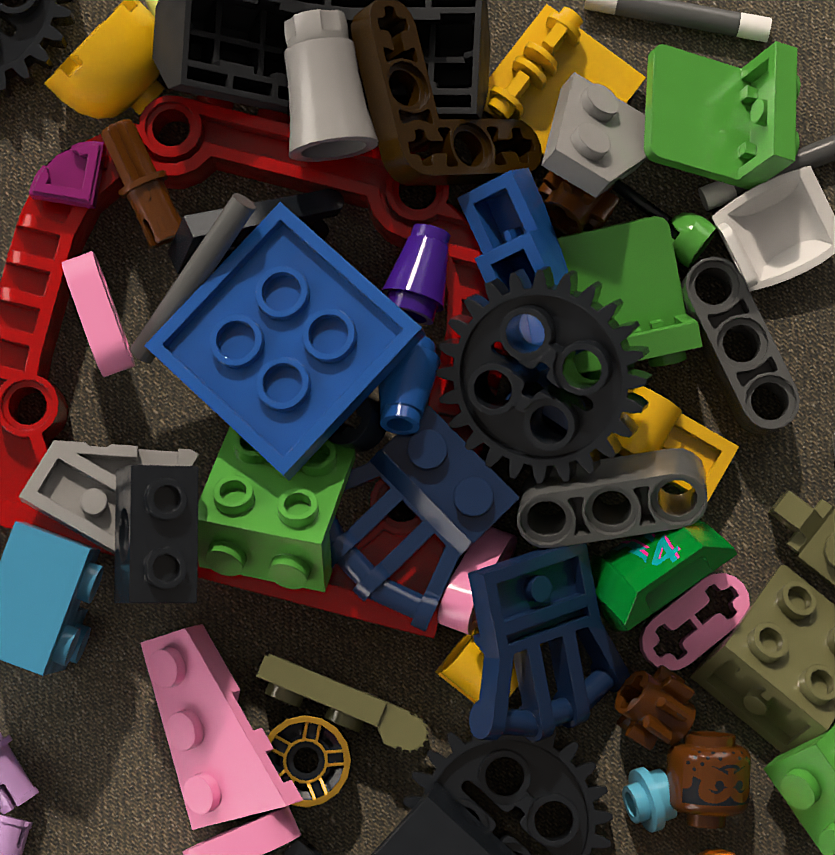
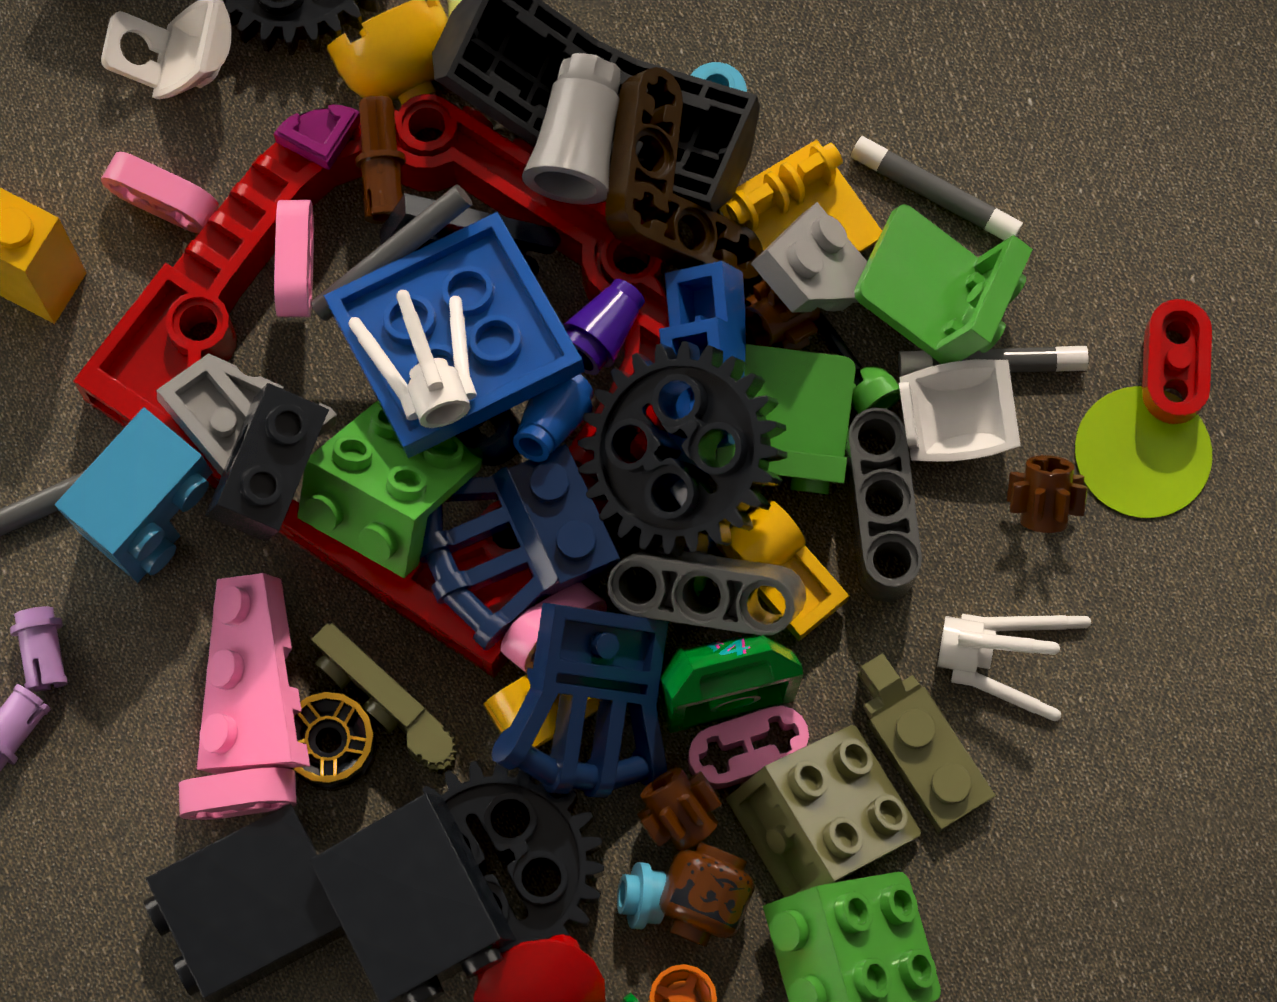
camera: 20 degrees right, 10 degrees down
(296, 412) = (436, 390): none -> white plant

